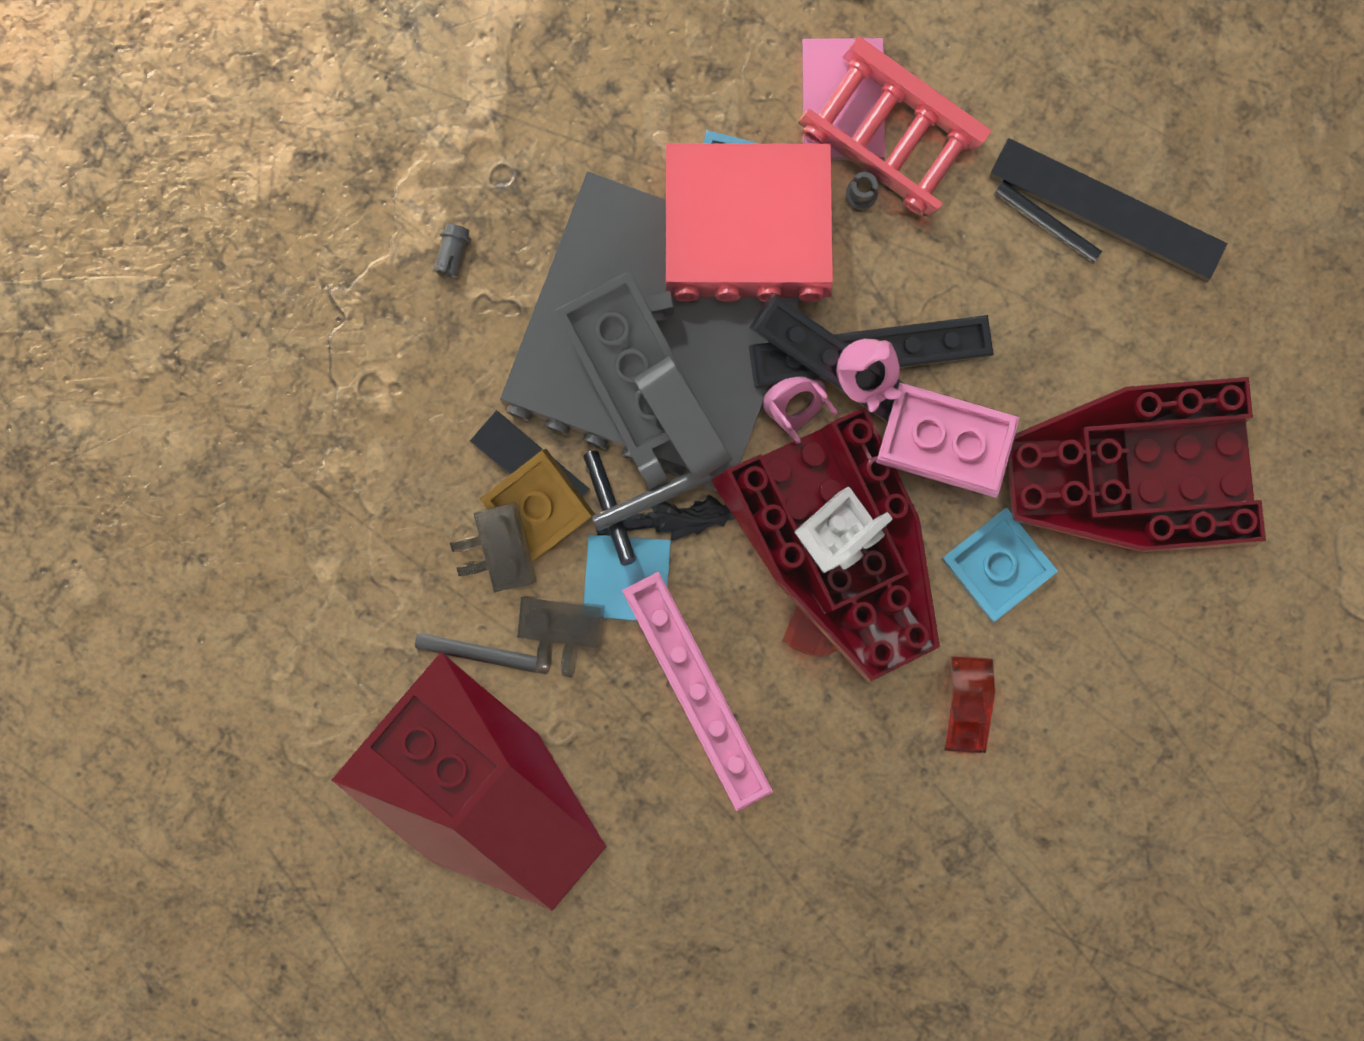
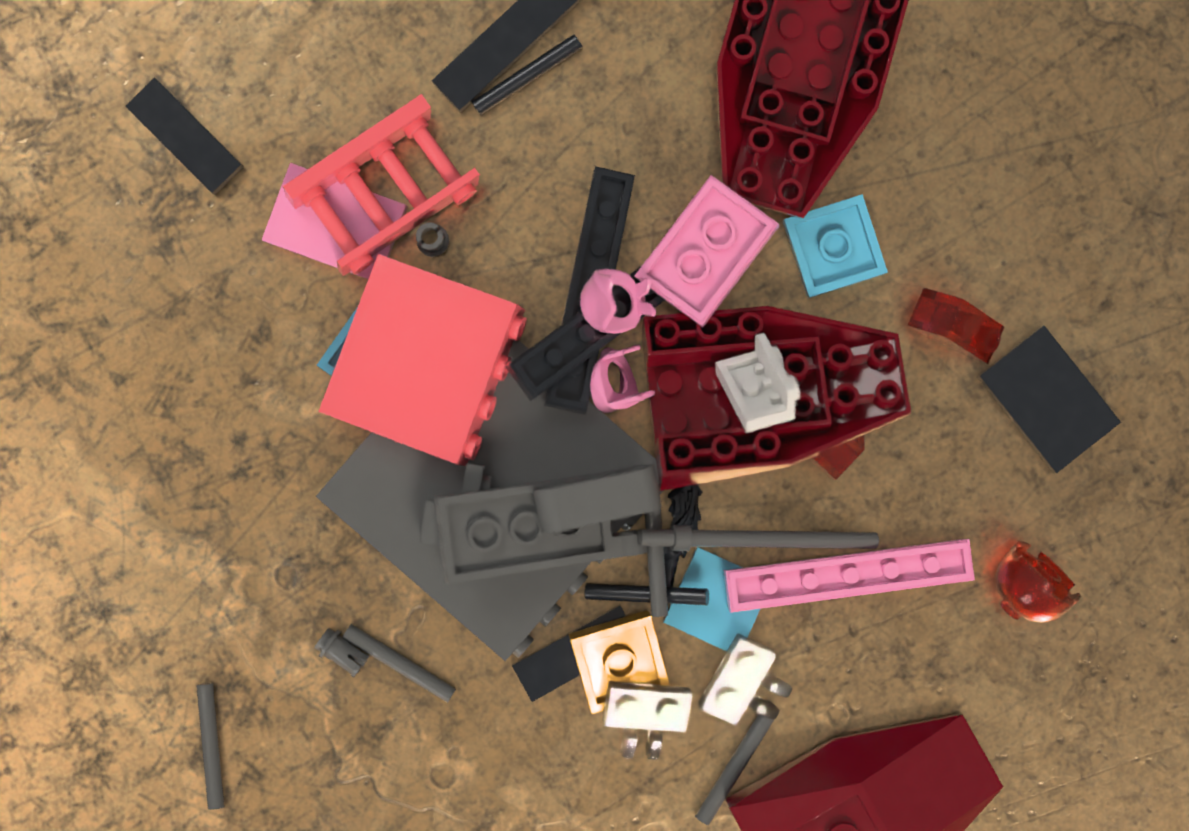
camera: 70 degrees left, 5 degrees up
(321, 164) = (210, 746): none -> dark grey bar
(460, 307) = (399, 663): none -> dark grey bar
(675, 515) = (683, 538): none -> dark grey bar
(751, 865) = (1033, 586): none -> clear red cylinder
(933, 819) = (1049, 399): none -> black tile

